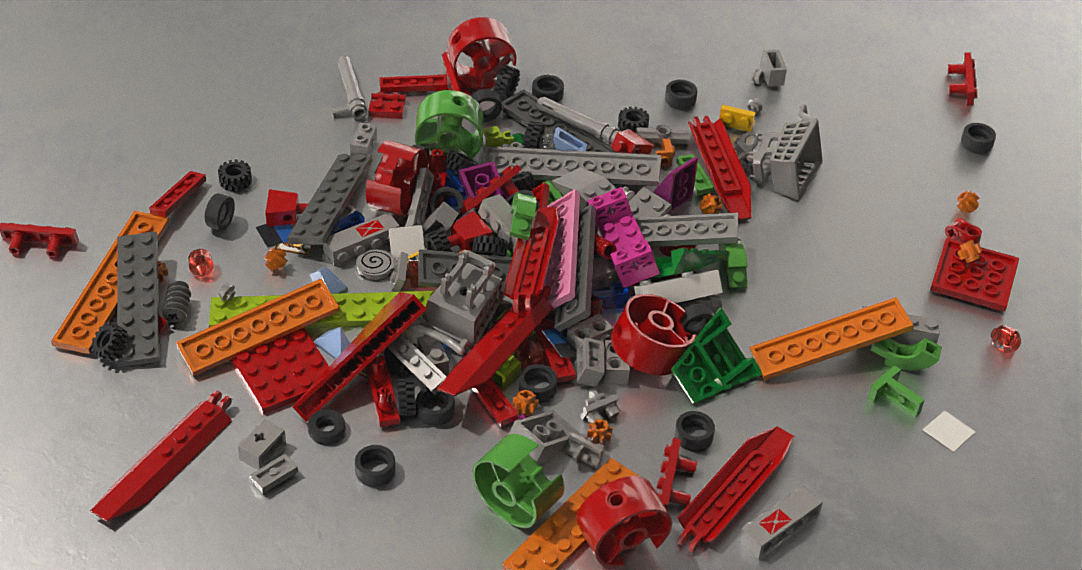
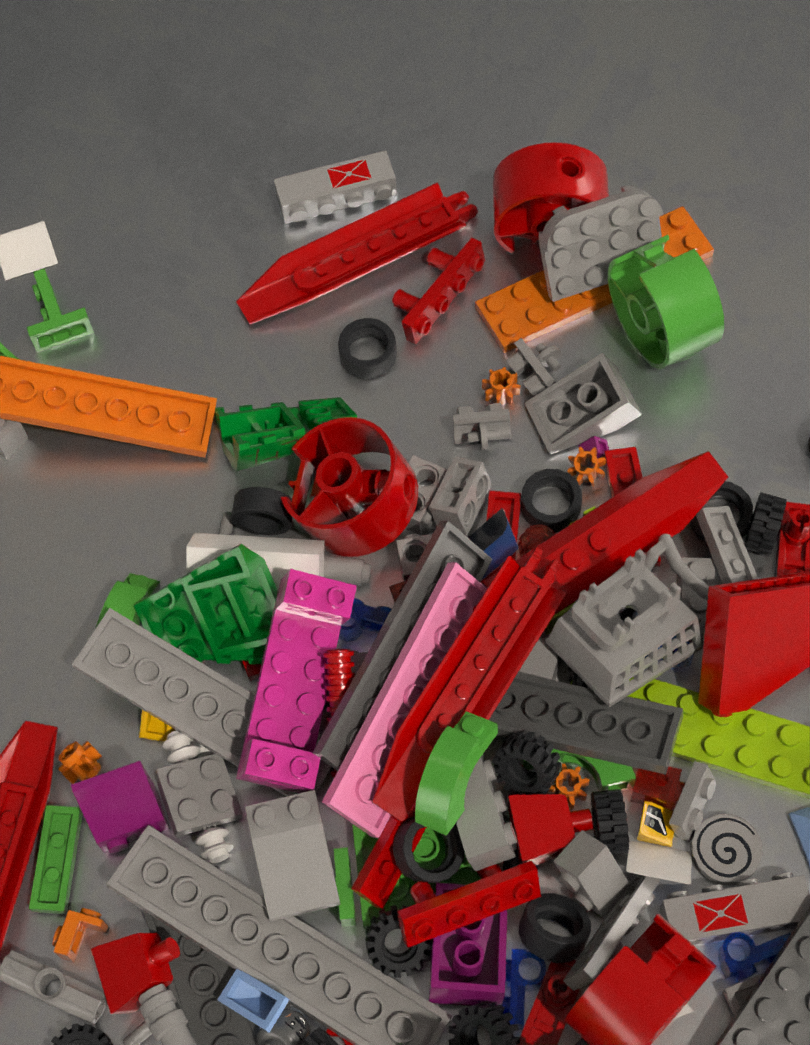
camera: 150 degrees left, 20 degrees up
(569, 506) = (585, 239): none -> light grey plate

